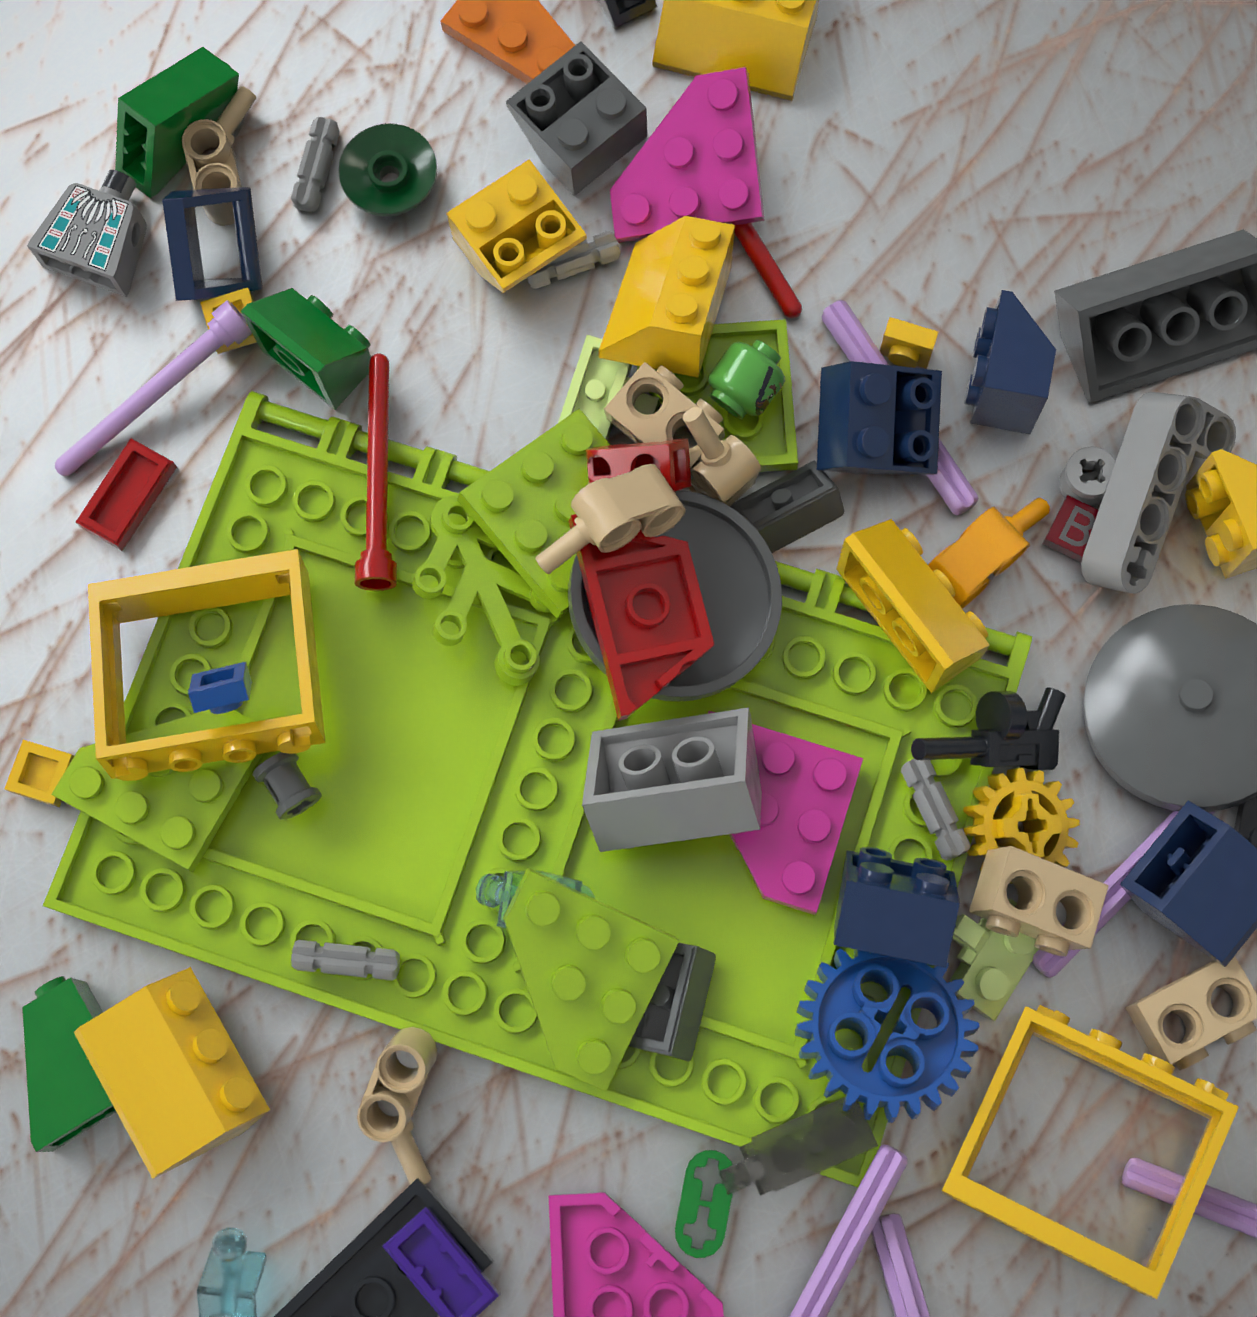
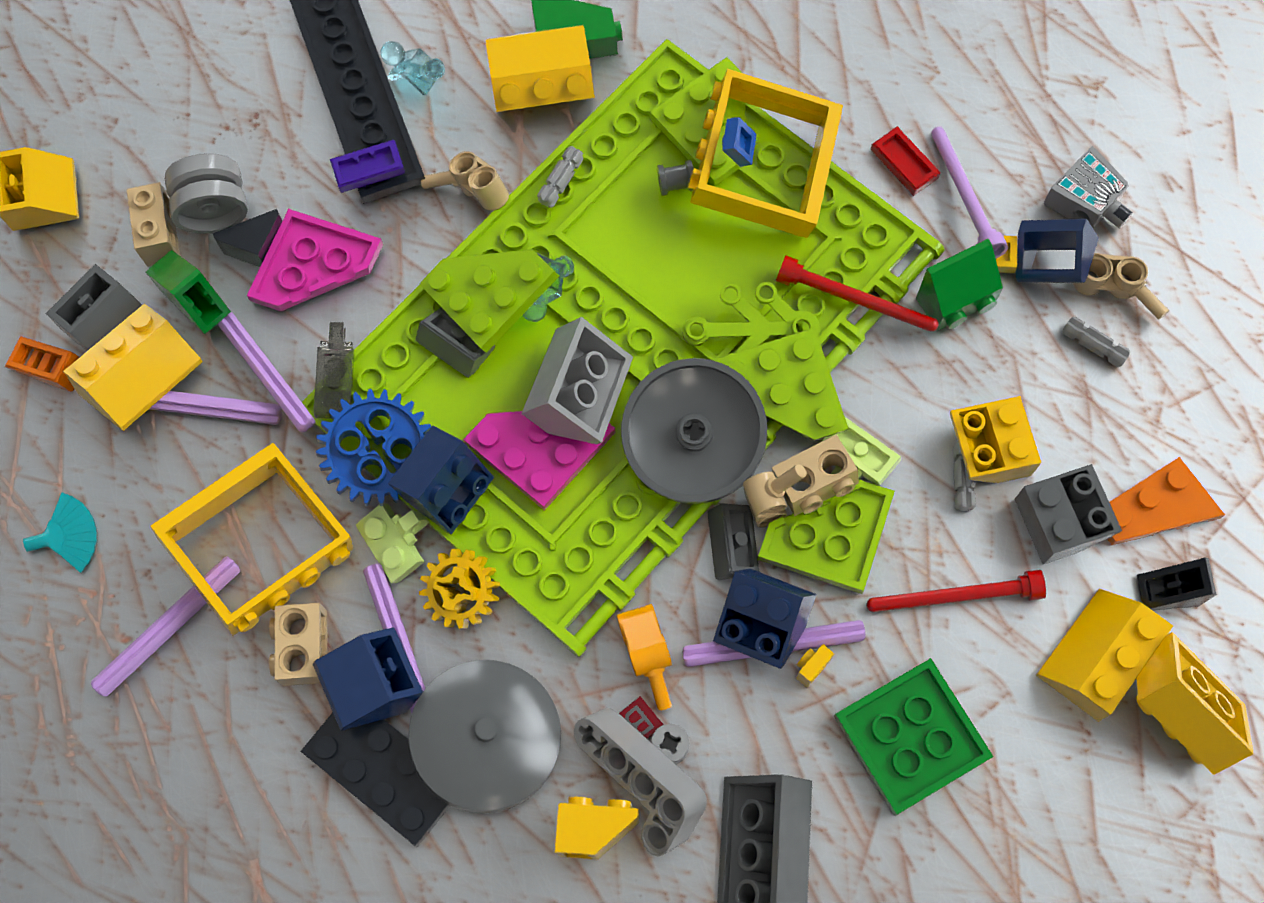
camera: 110 degrees right, 5 degrees down
(38, 772) = (749, 59): yellow plate -> none
(159, 111) = (1168, 263): green slope -> none
(384, 151) = (1083, 371): dark green dish -> none
(614, 512) = (752, 391): tan beam -> none
(644, 615) = (689, 397): red wing -> none
(669, 456) = (784, 438): red leg -> none
(671, 296) = (904, 519): yellow slope -> none
(690, 1203) = (339, 314): green beam -> none
(694, 162) = (1001, 576): dark pink plate -> none
(746, 379) = (825, 539): bright green head -> none
(912, 603) = (626, 573): yellow slope -> none
(935, 808) = (494, 538): light grey axle -> none
(939, 203) = (913, 736): none -> green plate
(1005, 734) = (516, 598): black piece -> none
(1010, 368) = (764, 718): dark blue slope -> none
(1039, 890) = (411, 575): tan brick -> none

